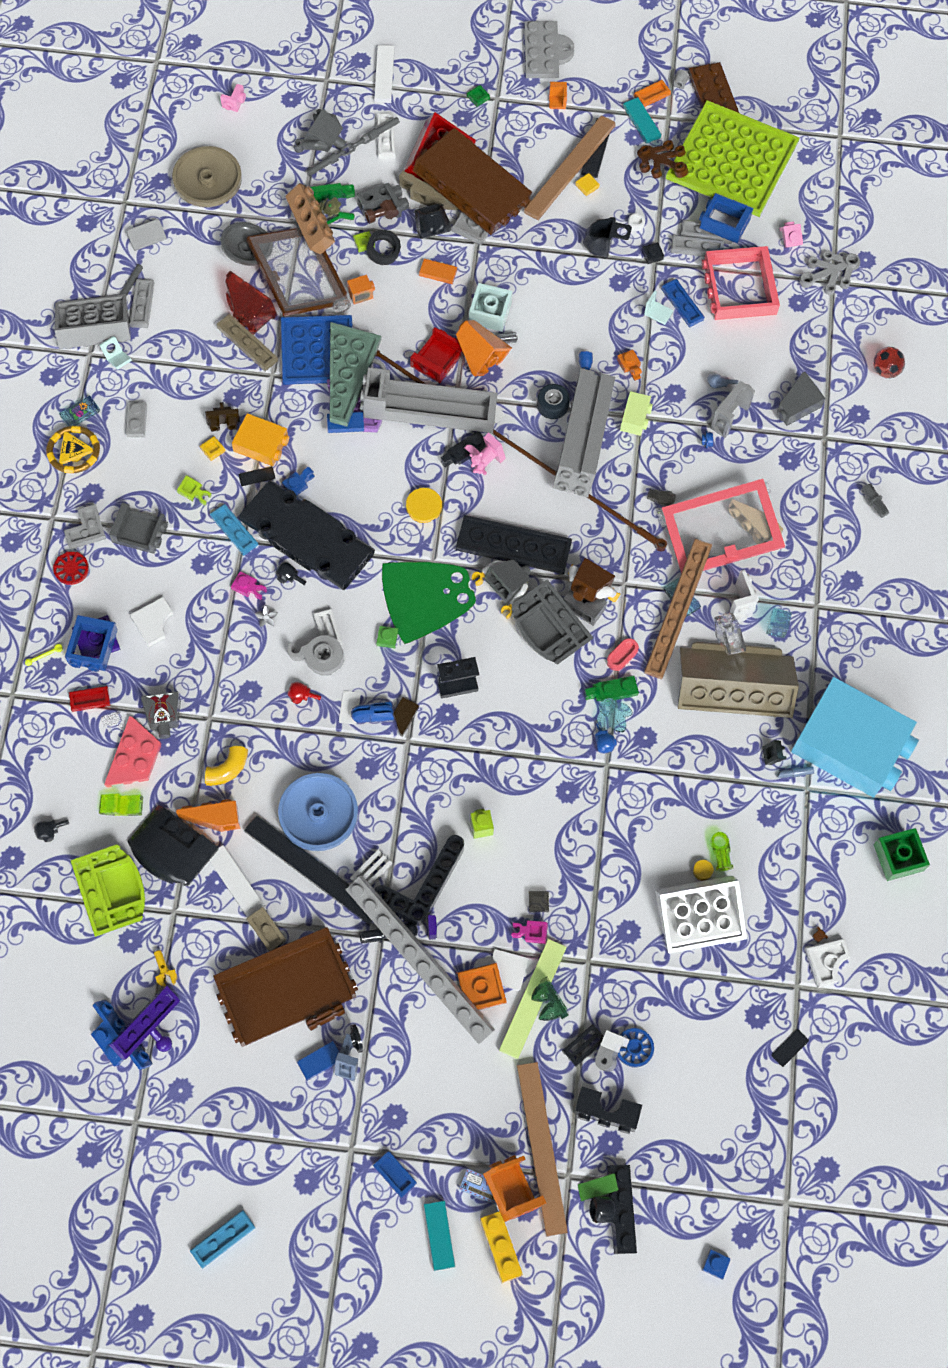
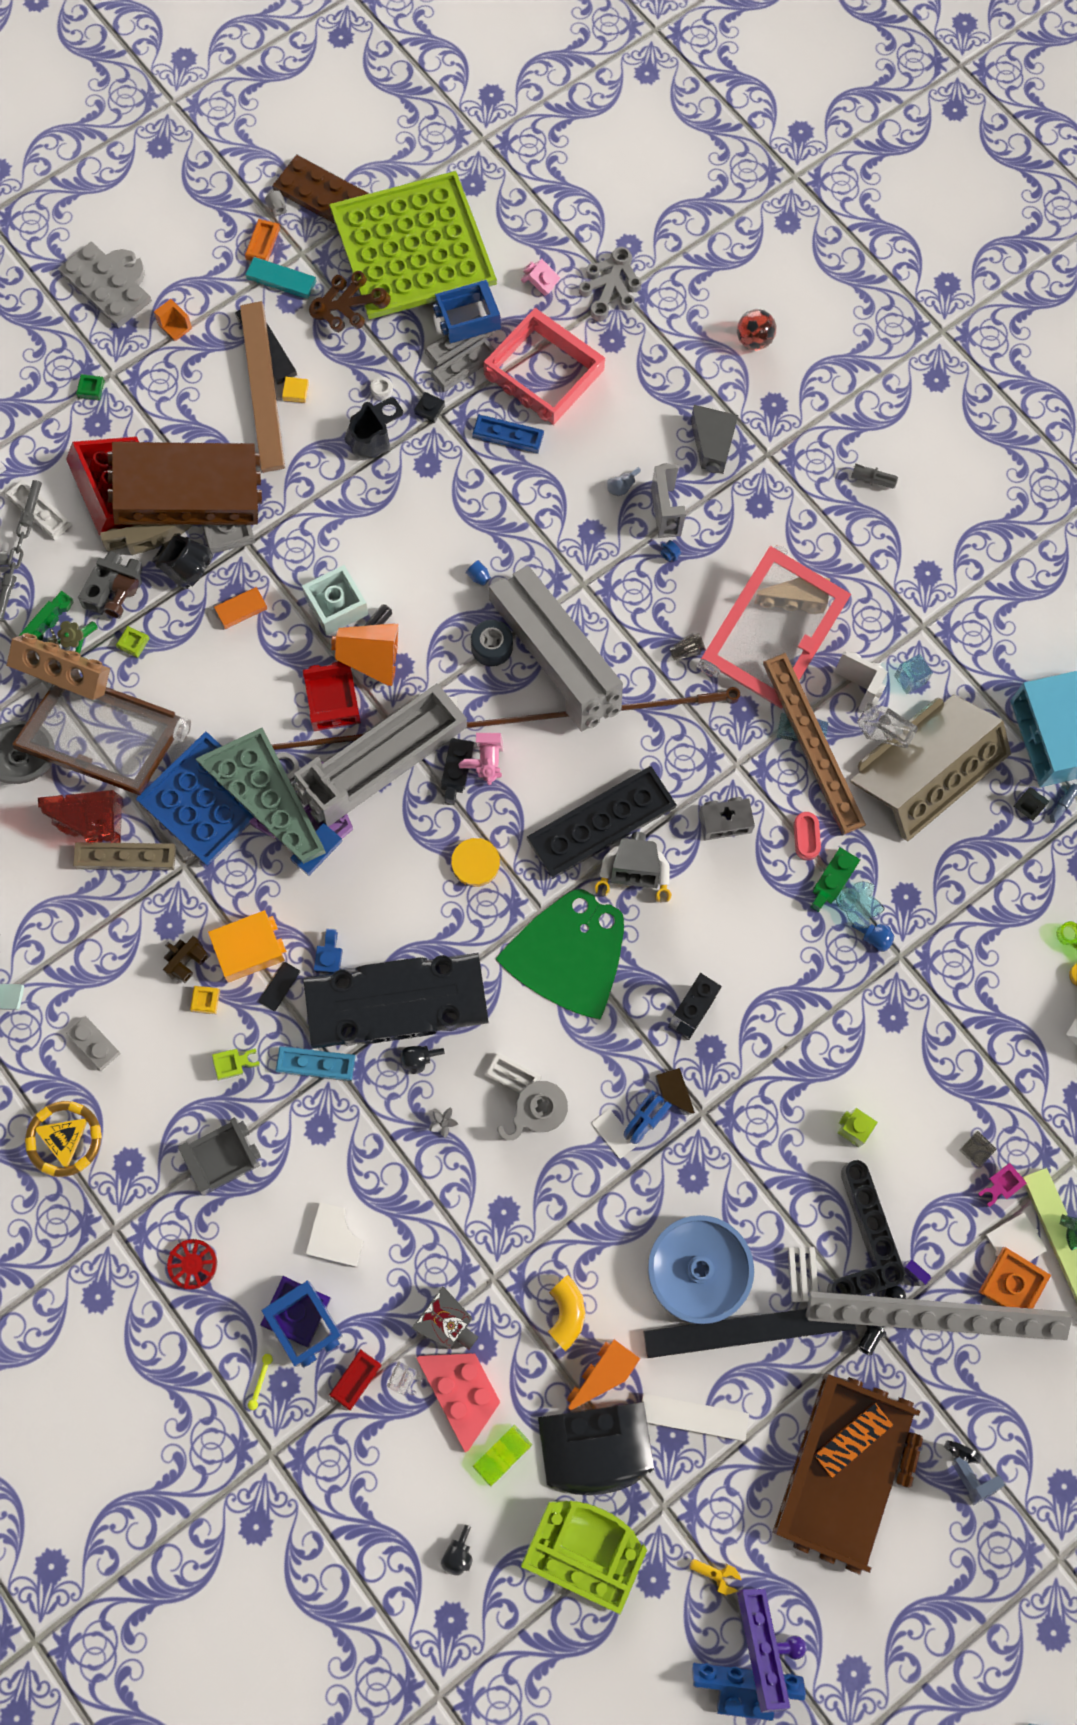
camera: 45 degrees left, 5 degrees up
(79, 412) = (24, 1091): tile -> none
(89, 531) = (171, 1207): light grey plate -> none
(246, 584) = (387, 1108): dark pink plate -> none
(266, 929) = (771, 1434): dark tan plate -> none
(299, 692) = (554, 1166): red piece -> none
(305, 975) = (853, 1440): none -> tile
(318, 1061) = (948, 1507): blue tile -> none
(360, 289) = (184, 695): orange brick -> none
(387, 236) = (165, 614): black tyre -> none
(387, 637) = (578, 1028): bright green plate -> none
(549, 623) = (717, 870): dark grey slope -> none
(592, 582) = (716, 793): reddish brown torso -> none
(631, 363) = (521, 538): orange plate -> none
(635, 413) = (582, 585): yellowish green brick -> none
(656, 310) = (496, 462): light aqua bracket -> none

